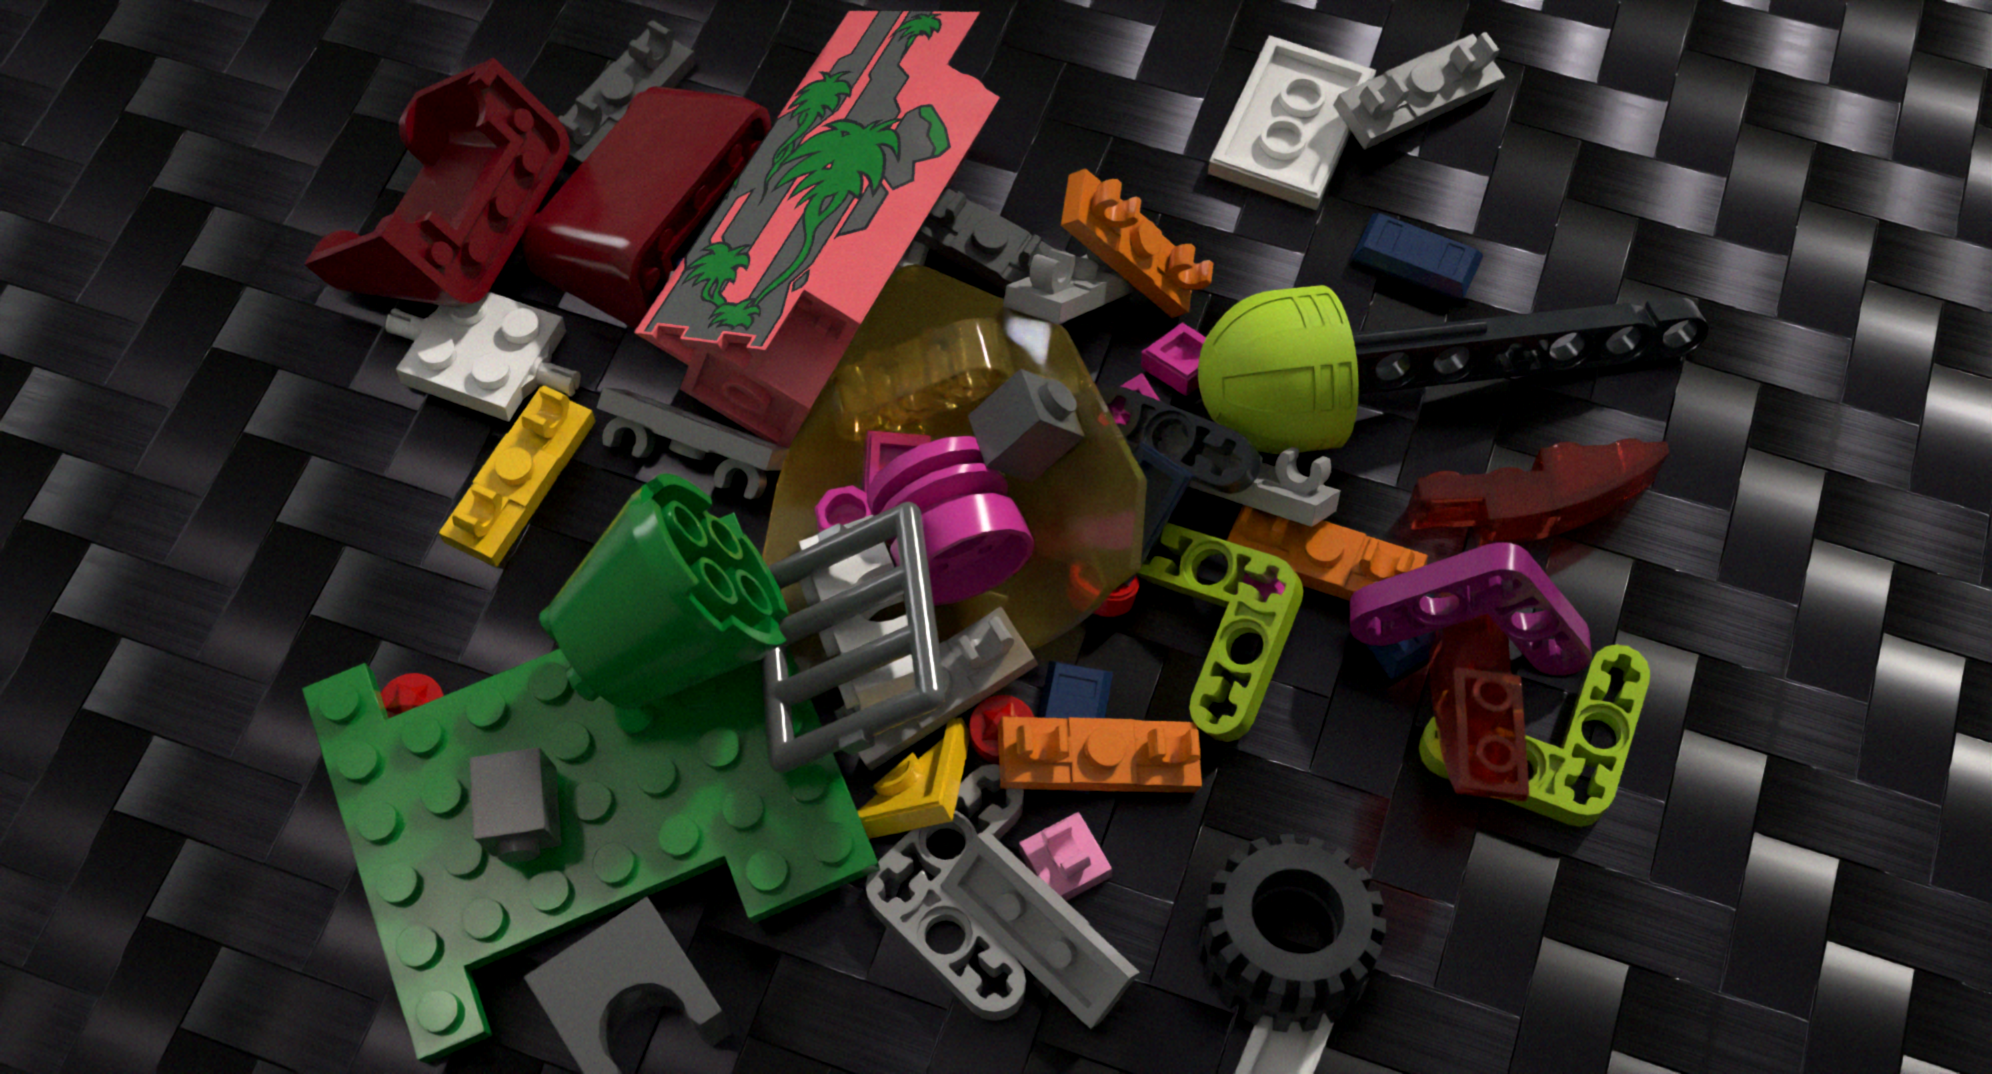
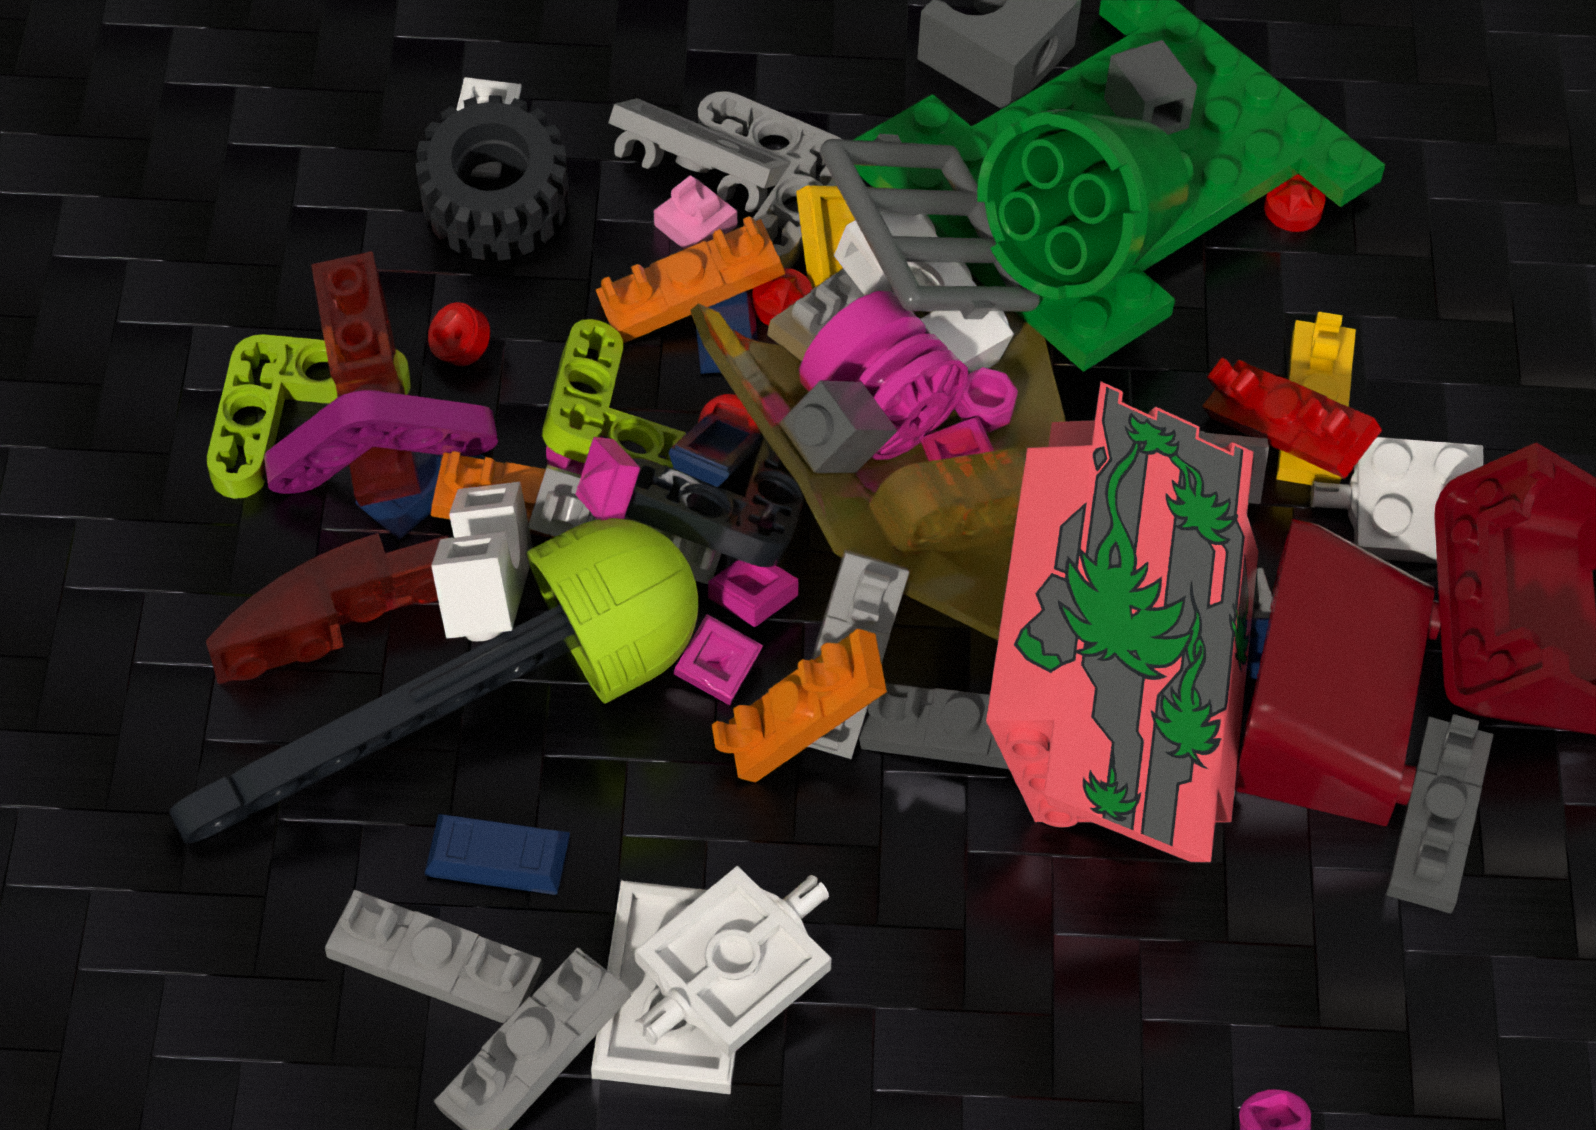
camera: 160 degrees right, 5 degrees down
(564, 418) = (1290, 416): none -> red plate
(1247, 93) = (732, 960): none -> white plate
(1264, 445) = (607, 479): none -> dark pink tile
(1361, 766) = (459, 334): none -> red tile
(1382, 467) = (486, 562): none -> white arch
(1487, 186) = (433, 957): none -> light grey plate

